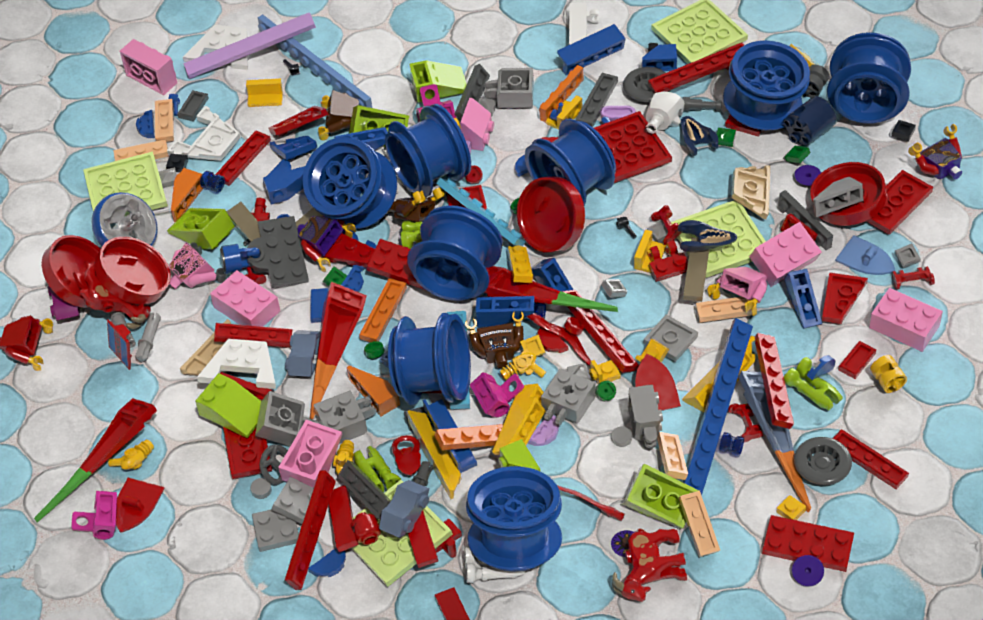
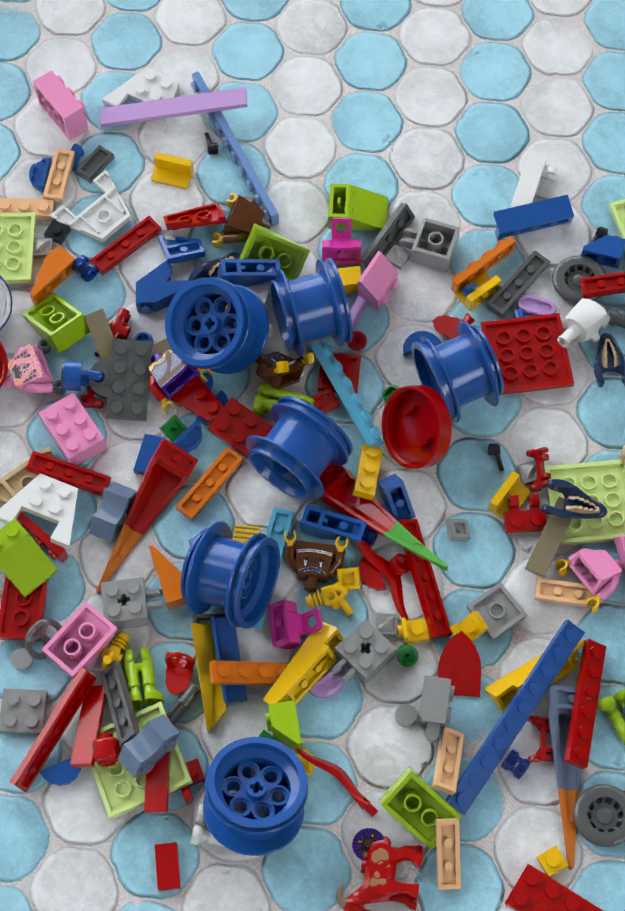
camera: 15 degrees right, 15 degrees up
(280, 418) = (74, 584): light grey hinge -> none
(293, 500) = (48, 688): light grey plate -> none
(374, 349) = (186, 528): green tile -> none

